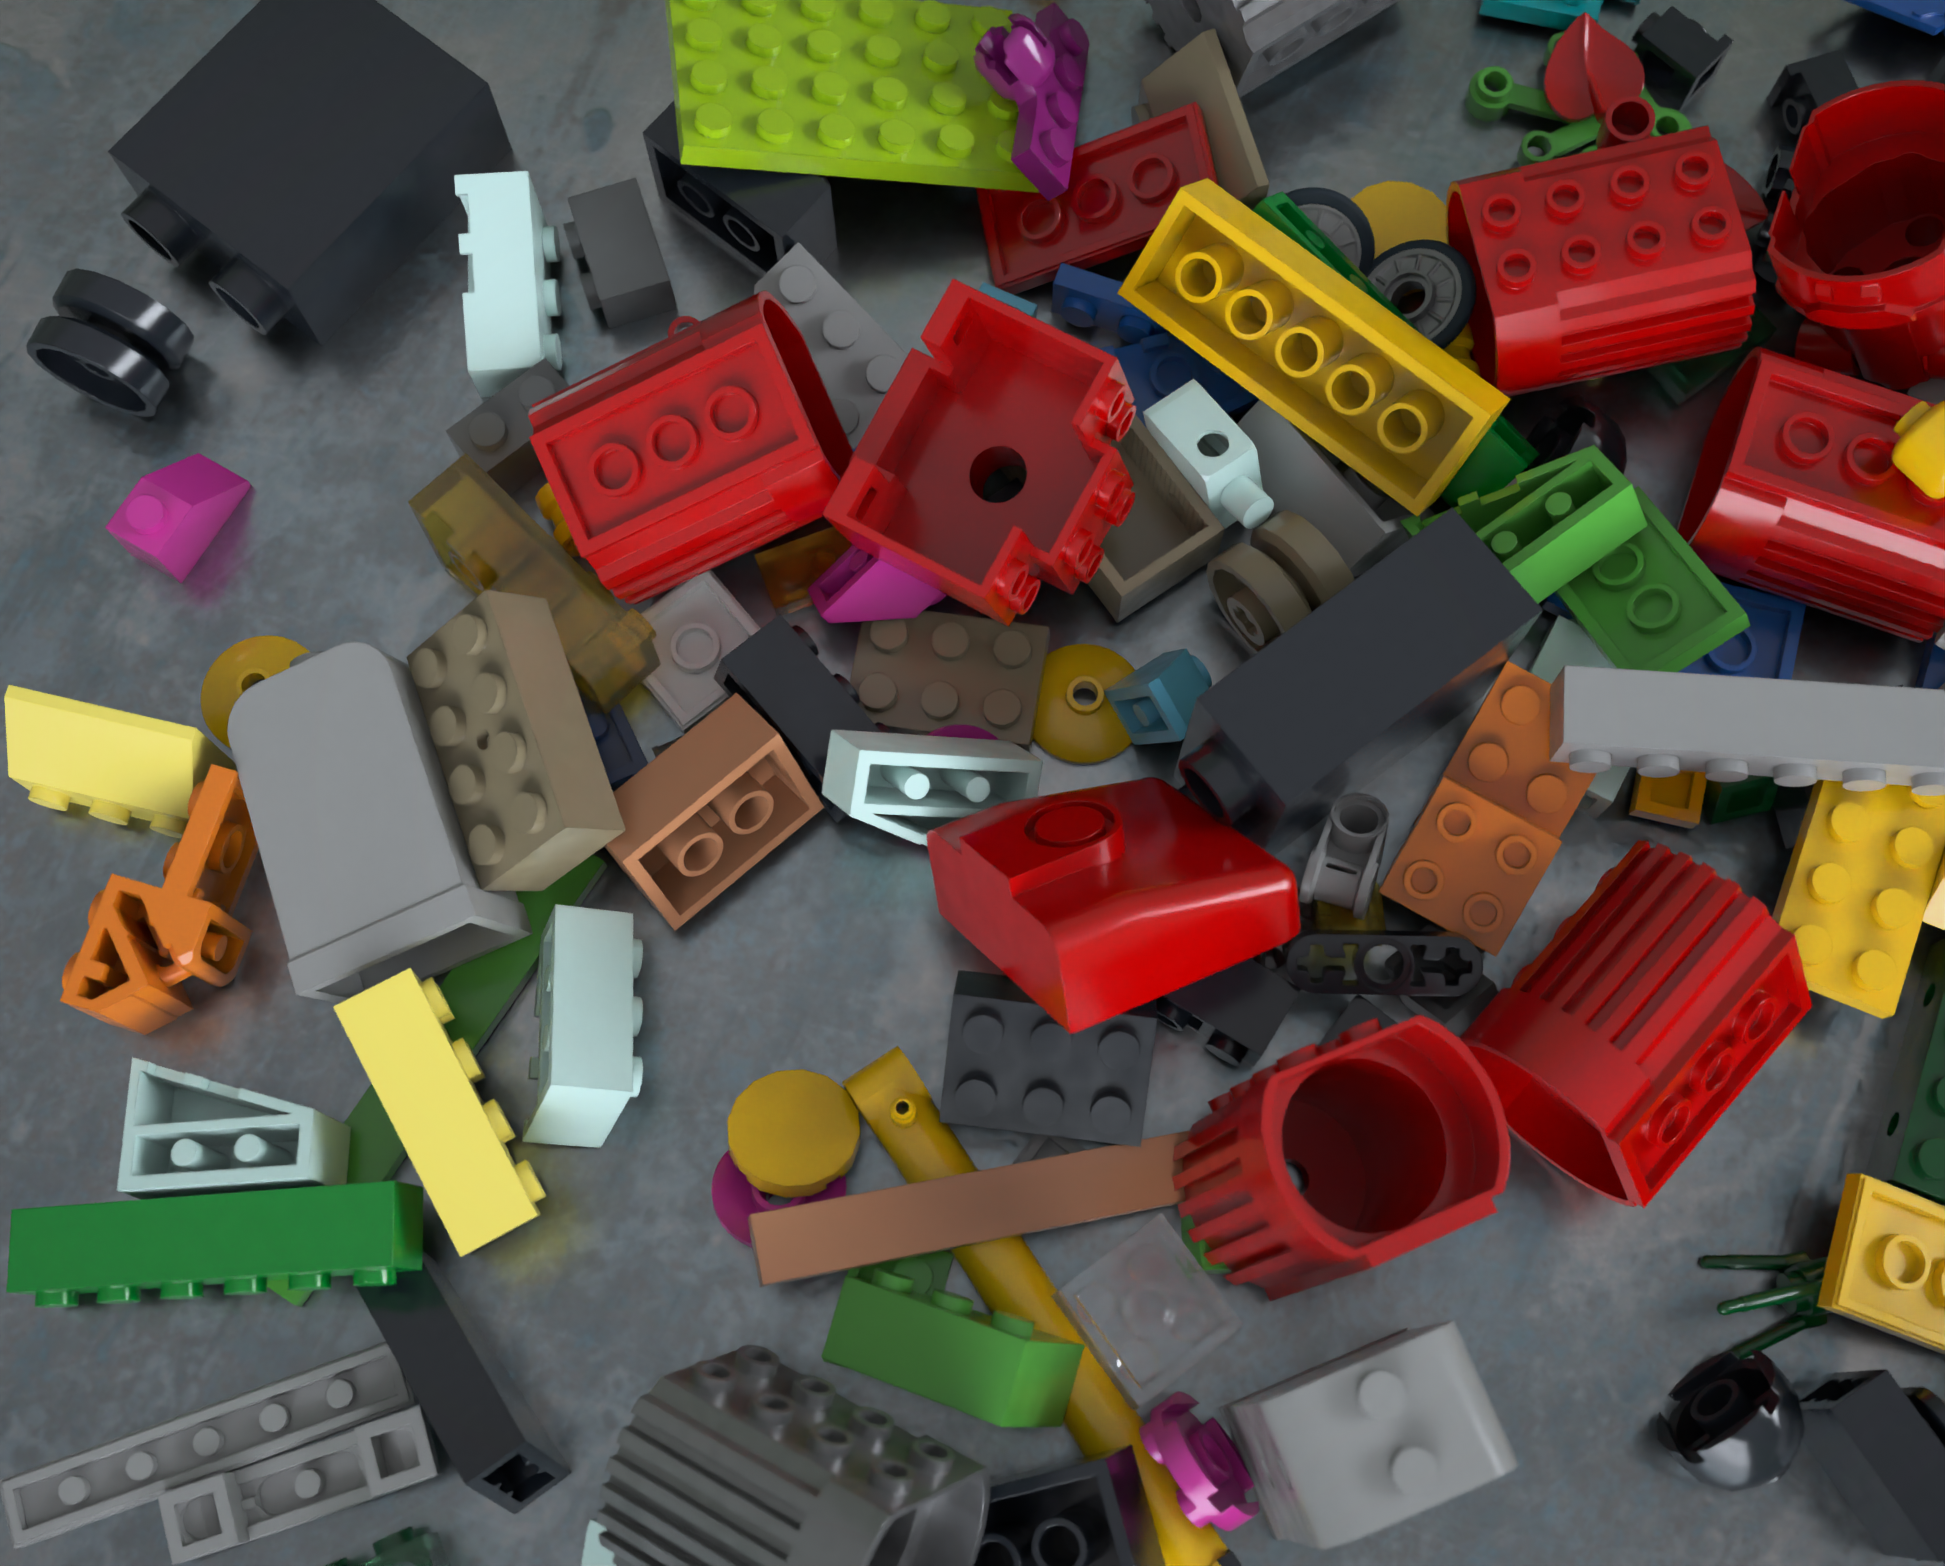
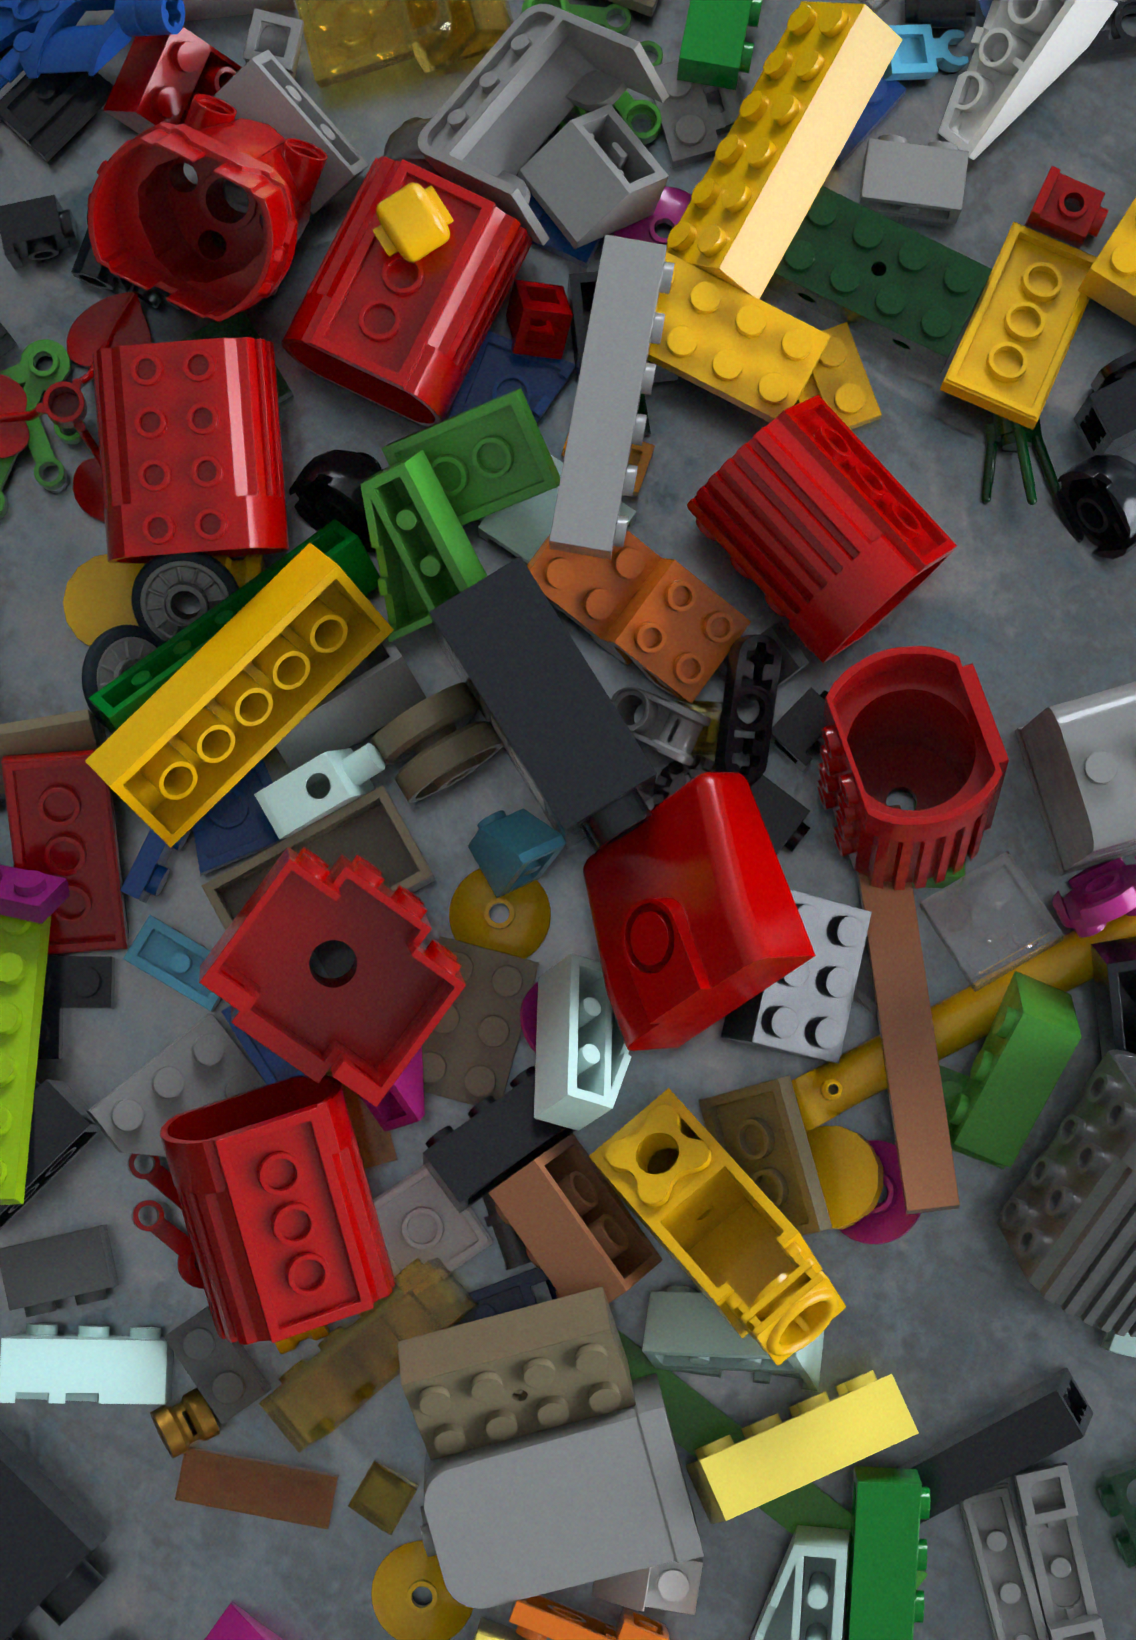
camera: 80 degrees left, 10 degrees up
(267, 981) = (662, 1587): none -> white slope
(375, 626) = (383, 1497): none -> clear yellow slope
(377, 504) = (257, 1487): none -> clear orange plate
(445, 397) = (174, 1428): none -> pearl gold wheel
(707, 973) = (719, 1227): none -> yellow piece
(804, 1043) = (768, 1140): none -> dark tan plate
(938, 214) = (72, 984): none -> black plate
(1827, 1051) = (843, 380): none -> yellow plate
(1833, 657) = (538, 319): none -> red brick

